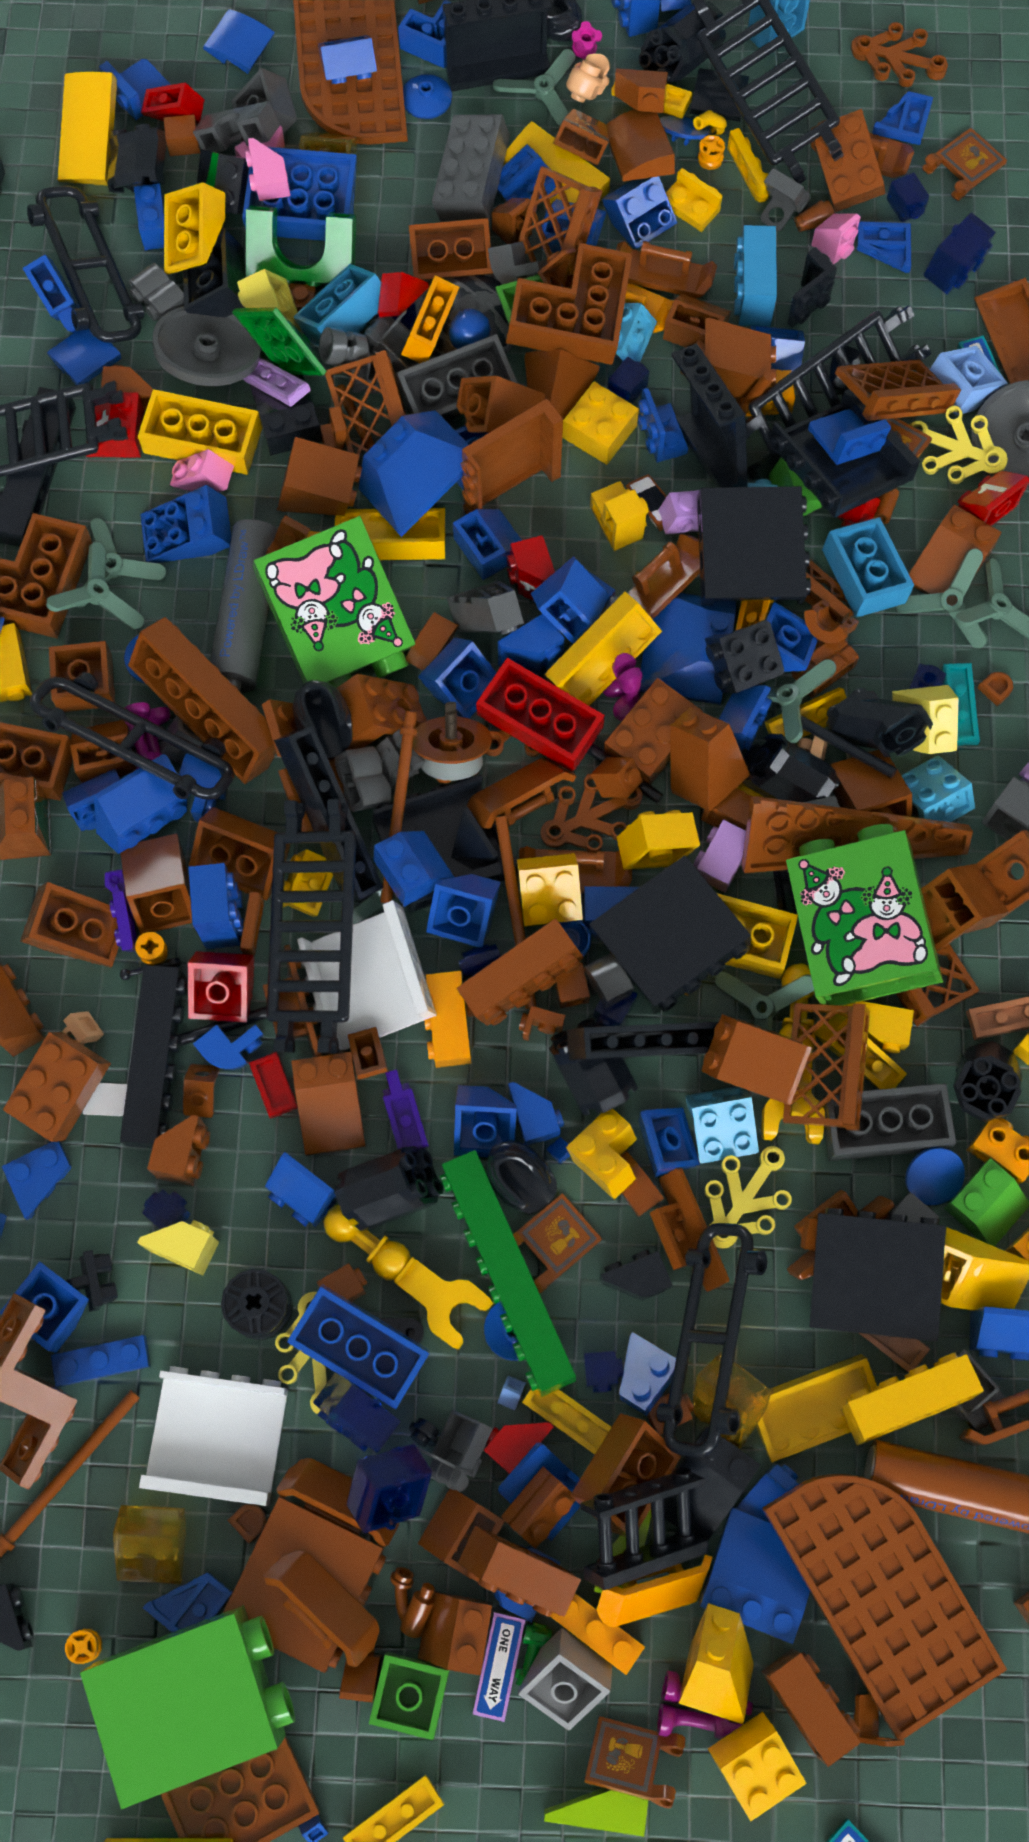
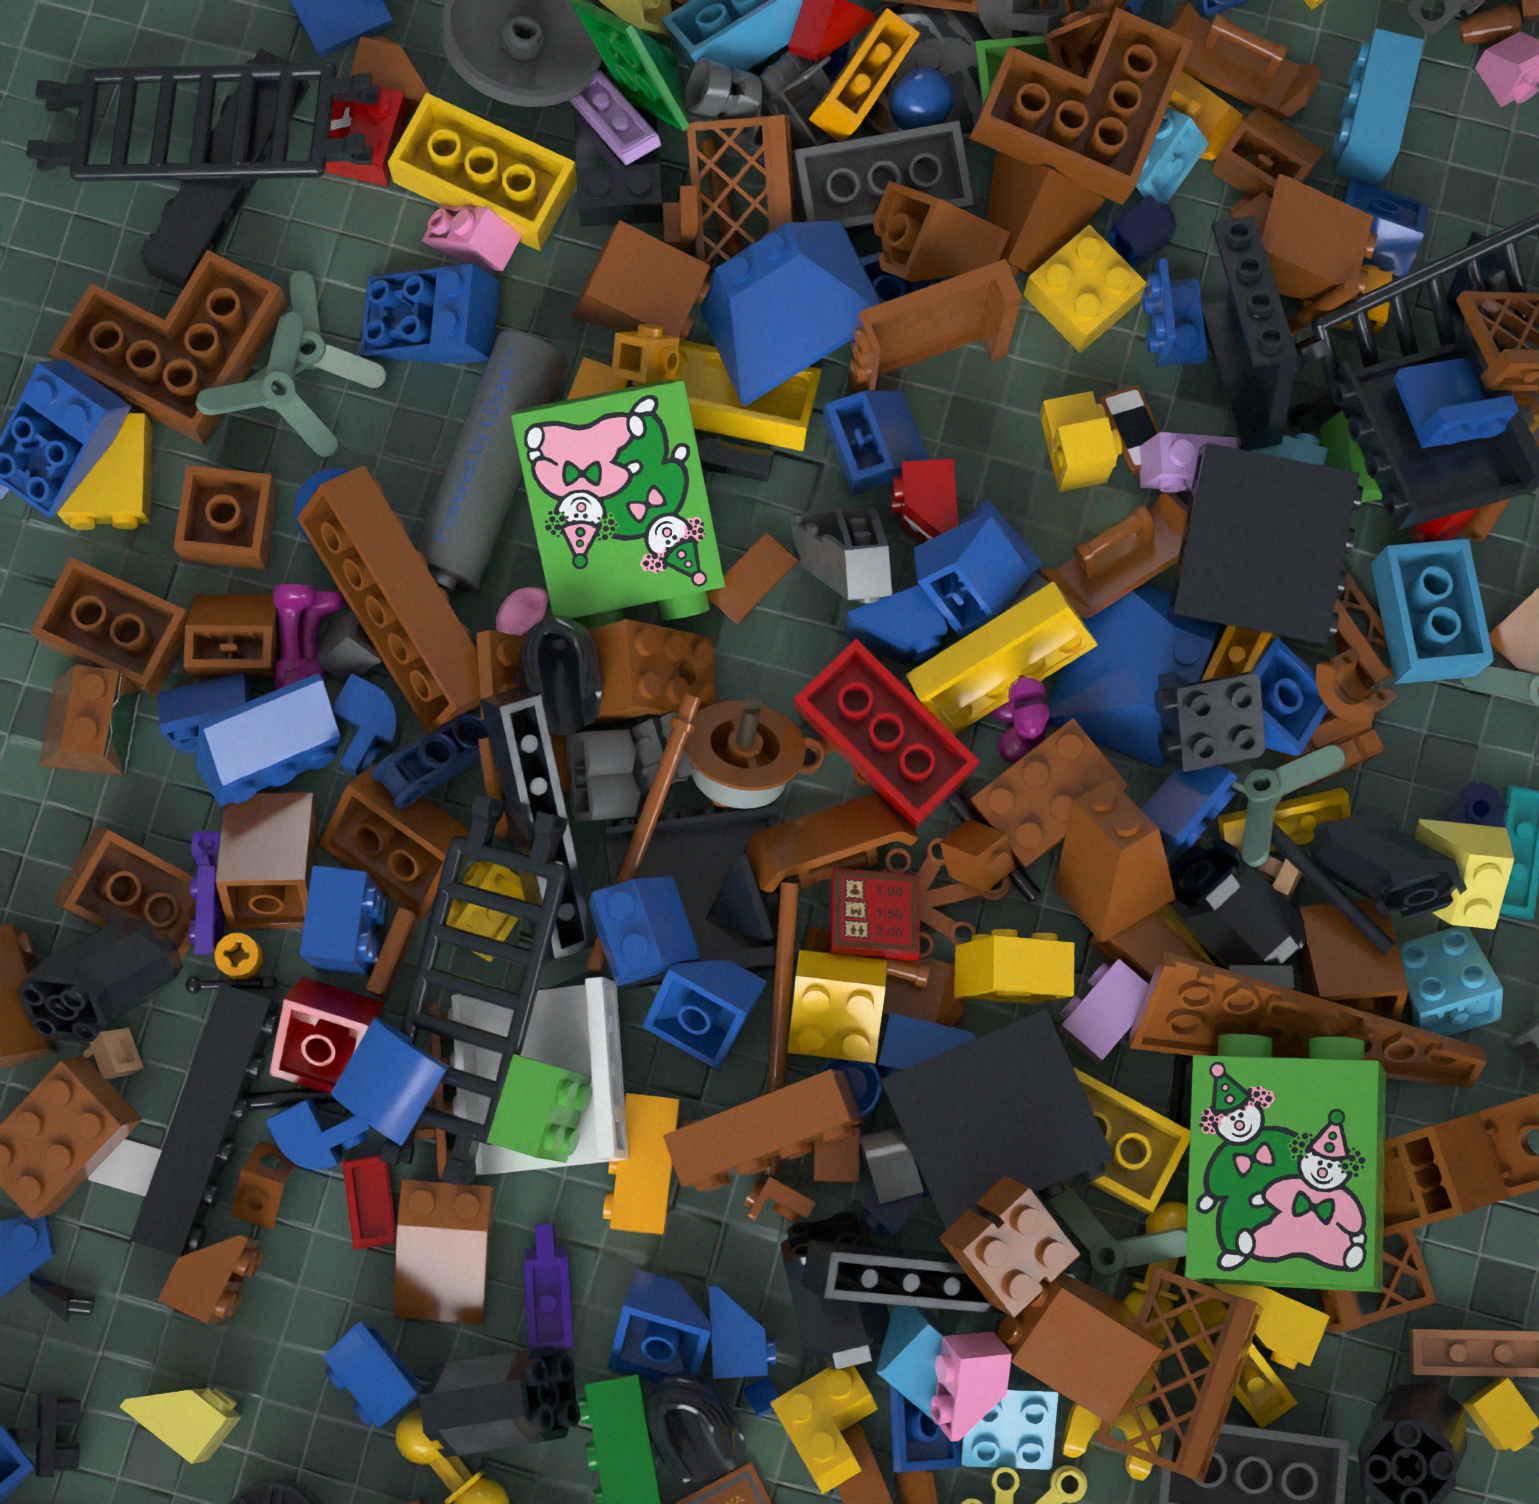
camera: 10 degrees right, 5 degrees up
(62, 978) = (99, 979): none -> black brick
(81, 1193) = (60, 1299): none -> black bar
(84, 687) = (222, 545): black bar -> none
(165, 1209) = (174, 1357): clear blue brick -> none
(250, 794) = (411, 774): none -> dark blue piece
(268, 997) = (388, 1081): none -> blue slope
(287, 534) = (574, 377): dark orange bracket -> none
(287, 687) = (522, 610): none -> bright pink piece
(329, 513) = (645, 355): none -> light orange brick
(367, 1053) = (515, 1197): dark orange slope -> none
(372, 992) = (540, 1109): none -> bright green brick
(405, 573) = (735, 459): none -> black bar
(458, 676) = (781, 643): blue slope -> none
(477, 959) = (711, 1088): clear blue brick -> none
(560, 827) = (875, 914): none -> tile
(660, 1095) = (911, 1353): none -> dark azure slope
(692, 1099) = (970, 1381): none -> bright pink slope
(701, 1006) = (1014, 1254): none -> piece
(817, 287) = (1471, 131): black bracket -> none

